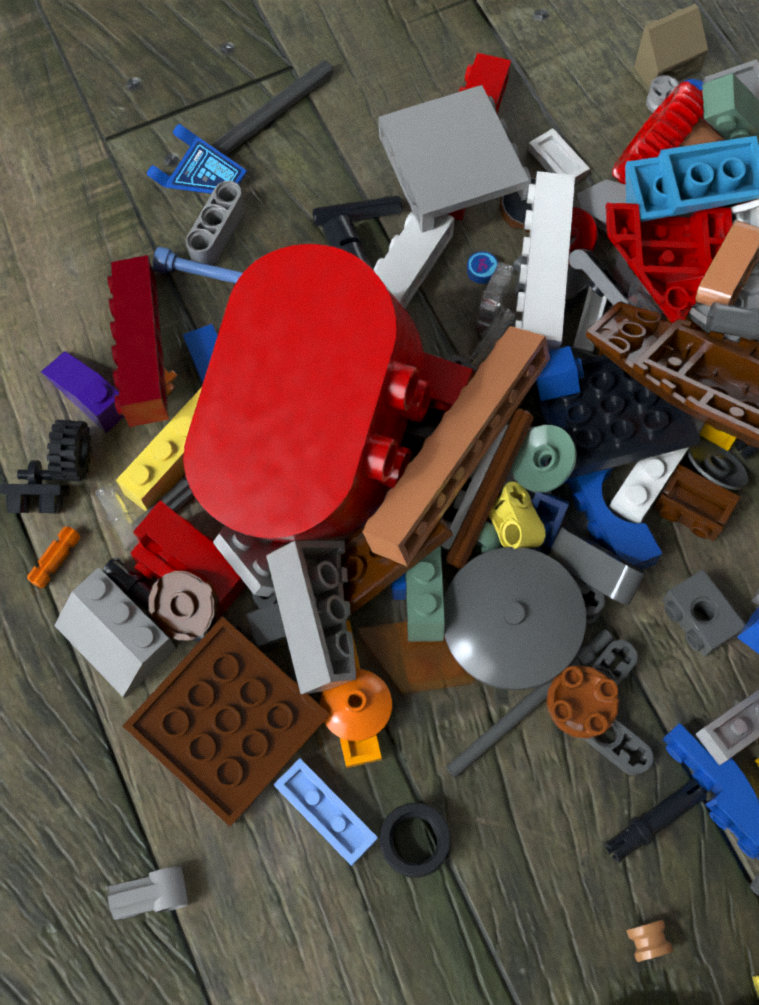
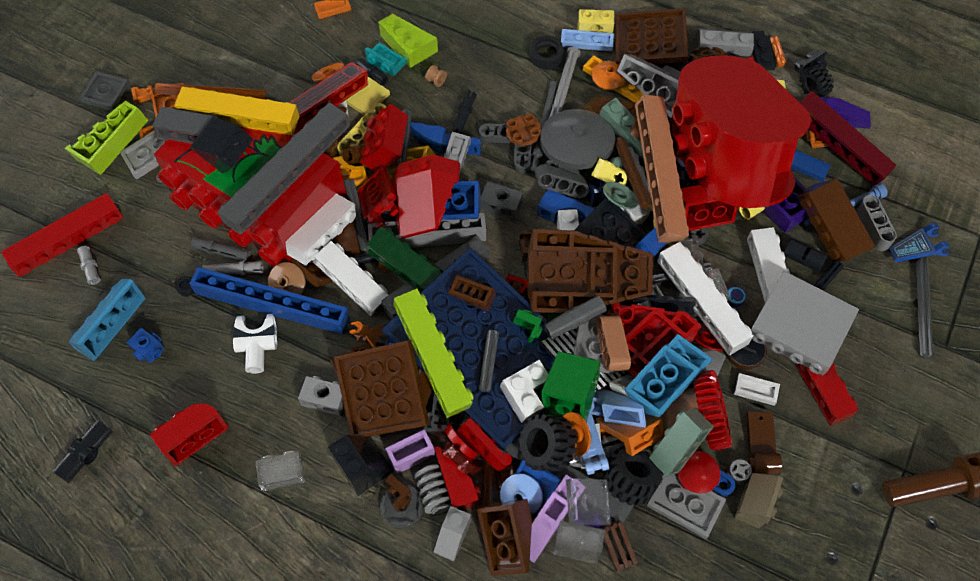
camera: 140 degrees right, 5 degrees down
(73, 570) = (763, 51): none -> black hinge
(285, 217) = (835, 220): none -> reddish brown slope
(285, 829) = (596, 20): none -> light yellow brick
(438, 752) = (565, 80): none -> light grey axle
(618, 93) = (762, 444): none -> reddish brown door

